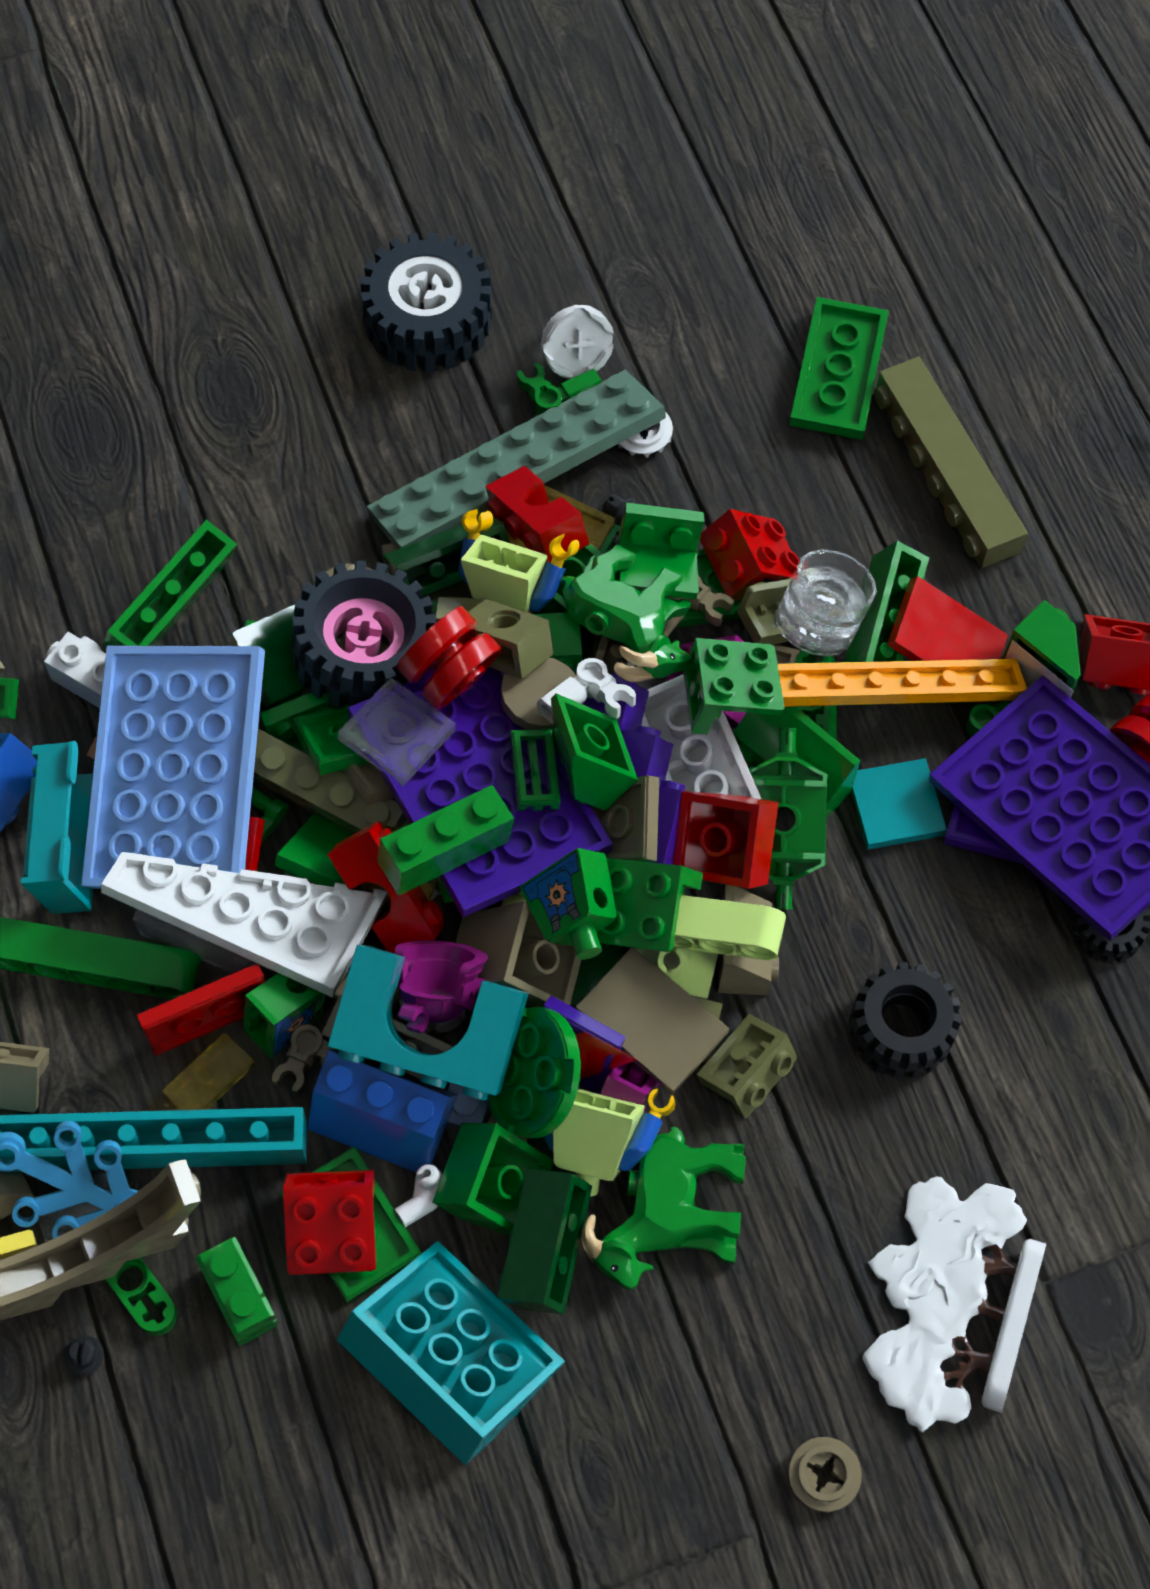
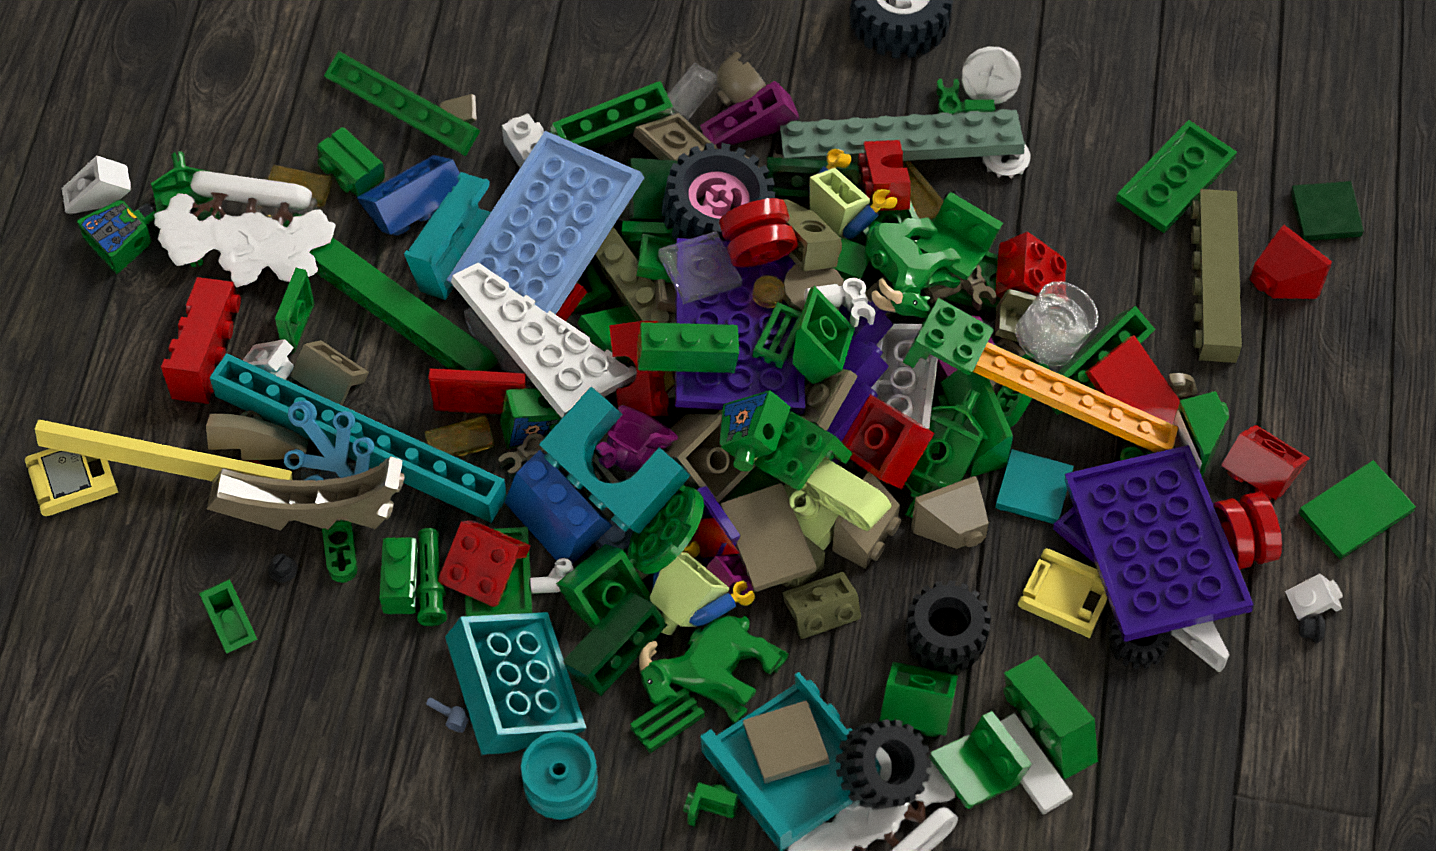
camera: 30 degrees right, 5 degrees down
(54, 1458) = (227, 616): none -> green slope
(241, 512) = (692, 90): none -> clear tile
(258, 583) = (670, 137): none -> dark tan tile
(284, 1289) = (430, 590): none -> green pin
(298, 480) = (737, 81): none -> dark tan cylinder
(330, 516) = (752, 118): none -> magenta slope
(406, 1432) = (456, 716): none -> sand blue hand
(492, 722) = (768, 291): none -> clear yellow tile
(571, 1470) = (559, 775): none -> teal wheel
(668, 1266) = (661, 709): none -> green tile
(769, 1369) = (713, 799): none -> green bracket
(808, 1257) = (785, 741): none -> dark tan tile
(826, 1276) = (794, 803): none -> teal panel
(838, 885) = (952, 515): none -> dark tan slope
(921, 1123) = (919, 698): none -> green slope
(968, 1225) = (906, 759): none -> black tyre
(986, 606) = (1182, 384): none -> dark tan tile
(995, 911) = (1060, 590): none -> light yellow container
(1016, 335) = (1327, 211): none -> dark green tile
(1025, 417) = (1290, 268): none -> red slope
(1035, 1164) = (982, 762): none -> green bracket
(1076, 1065) = (1053, 716): none -> green wedge
(1079, 1135) = (1041, 779): none -> white tile

